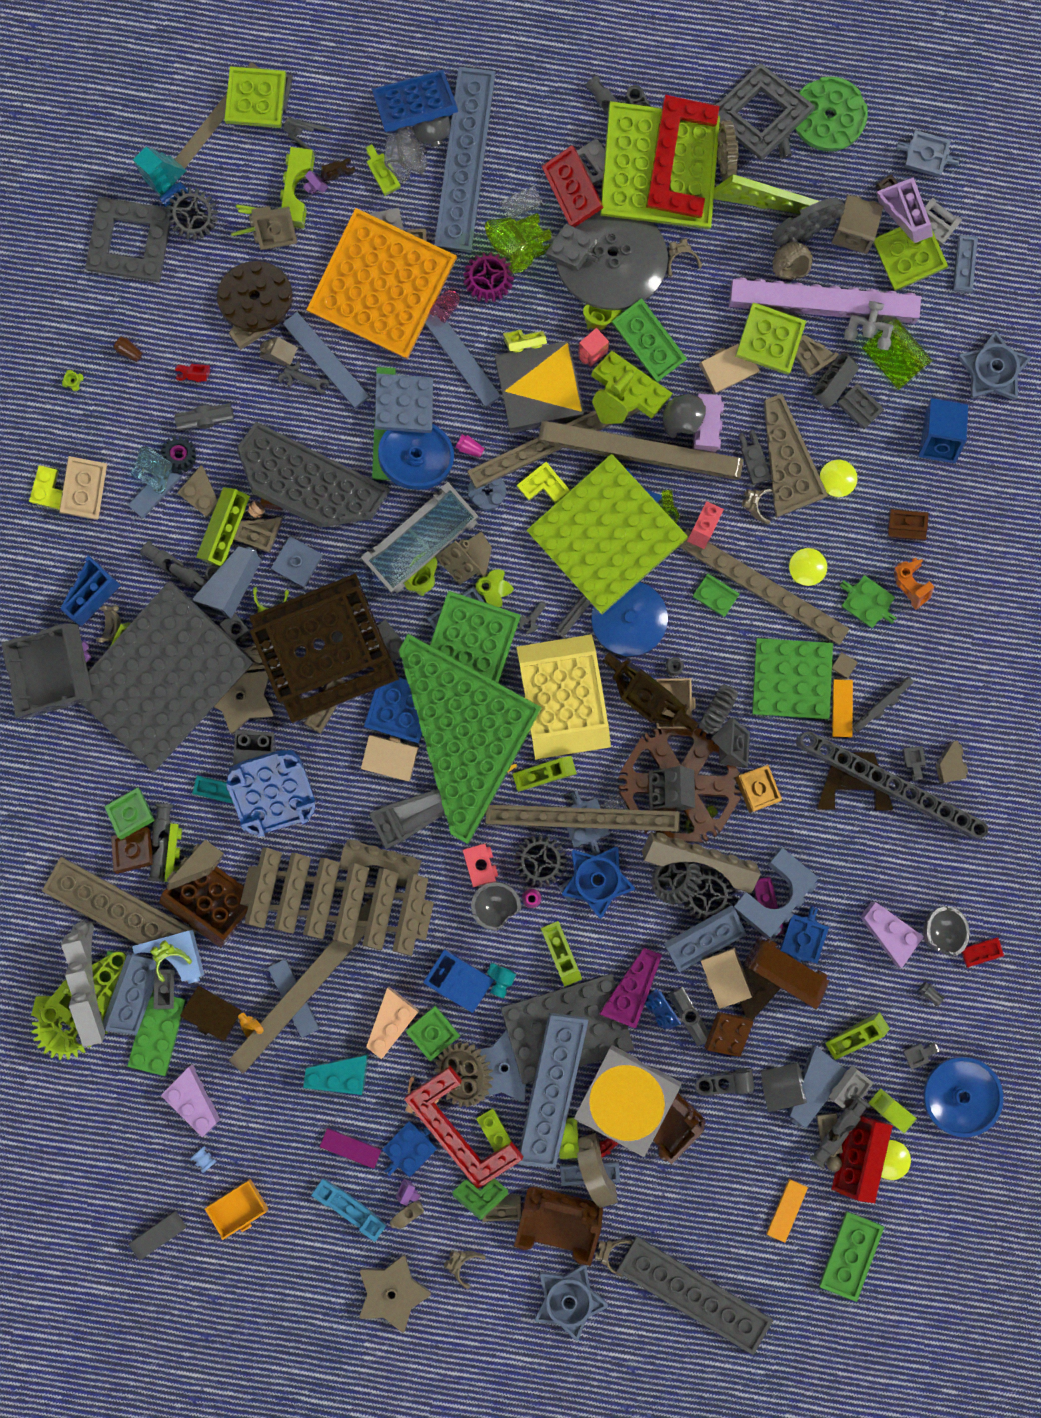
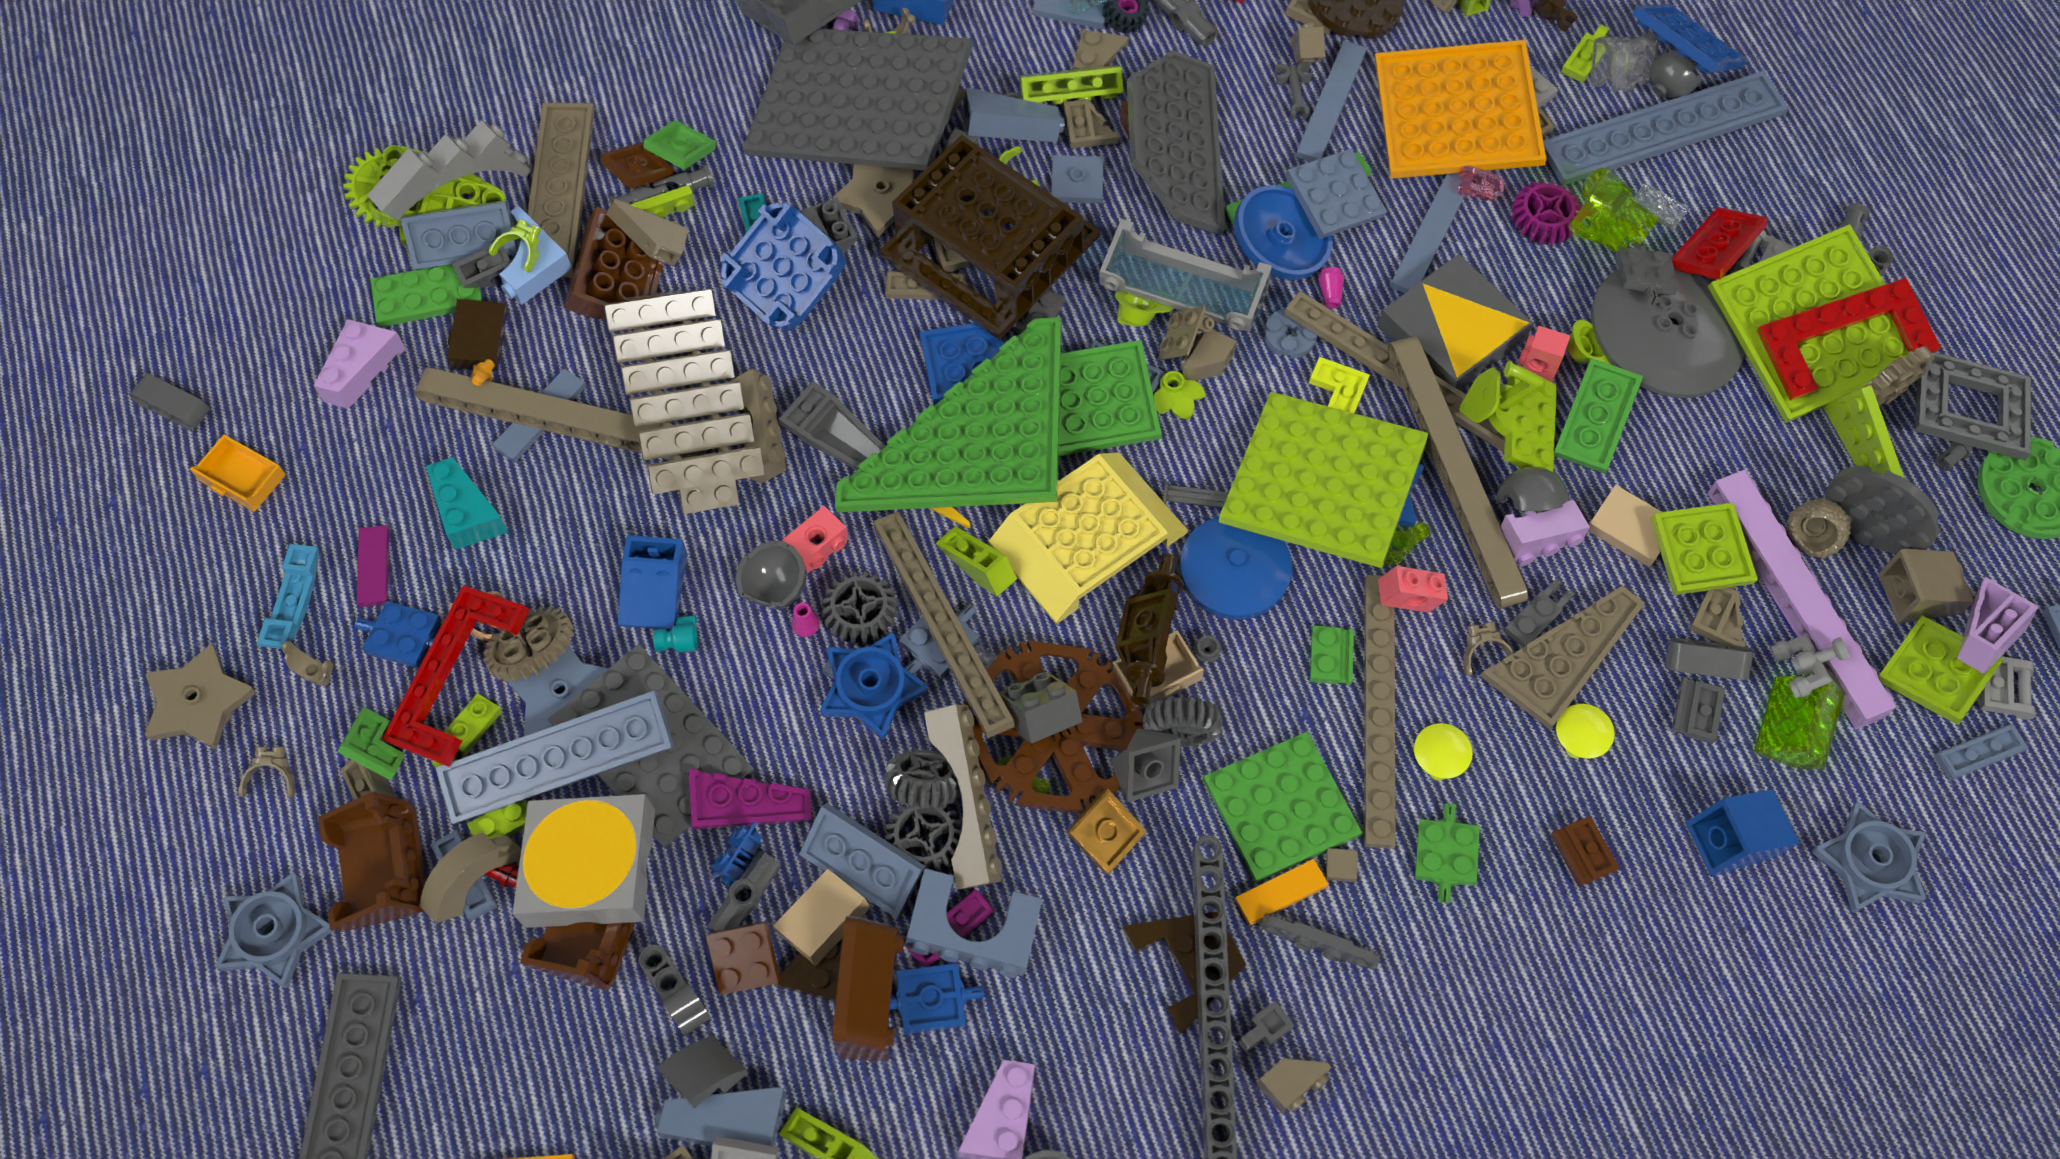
camera: 60 degrees right, 20 degrees down
(160, 558) = (995, 57): dark grey piece -> none
(203, 1159) = (287, 407): light blue bush -> none
(255, 509) = (1111, 110): light nougat plate -> none
(389, 757) = (897, 378): tan container -> none
(390, 1022) = (558, 531): light nougat wedge -> none
(407, 1192) = (340, 657): medium lavender tile -> none
(432, 1033) = (568, 587): bright green plate -> none
(517, 341) = (1493, 273): neon yellow plate -> none
(532, 618) = (1164, 455): dark grey bar -> none
(561, 953) = (747, 692): lime slope -> none
(605, 1248) = (356, 946): dark tan helmet -> none
(676, 248) = (1736, 397): dark tan helmet -> none
(914, 591) = (1513, 878): orange tile -> none

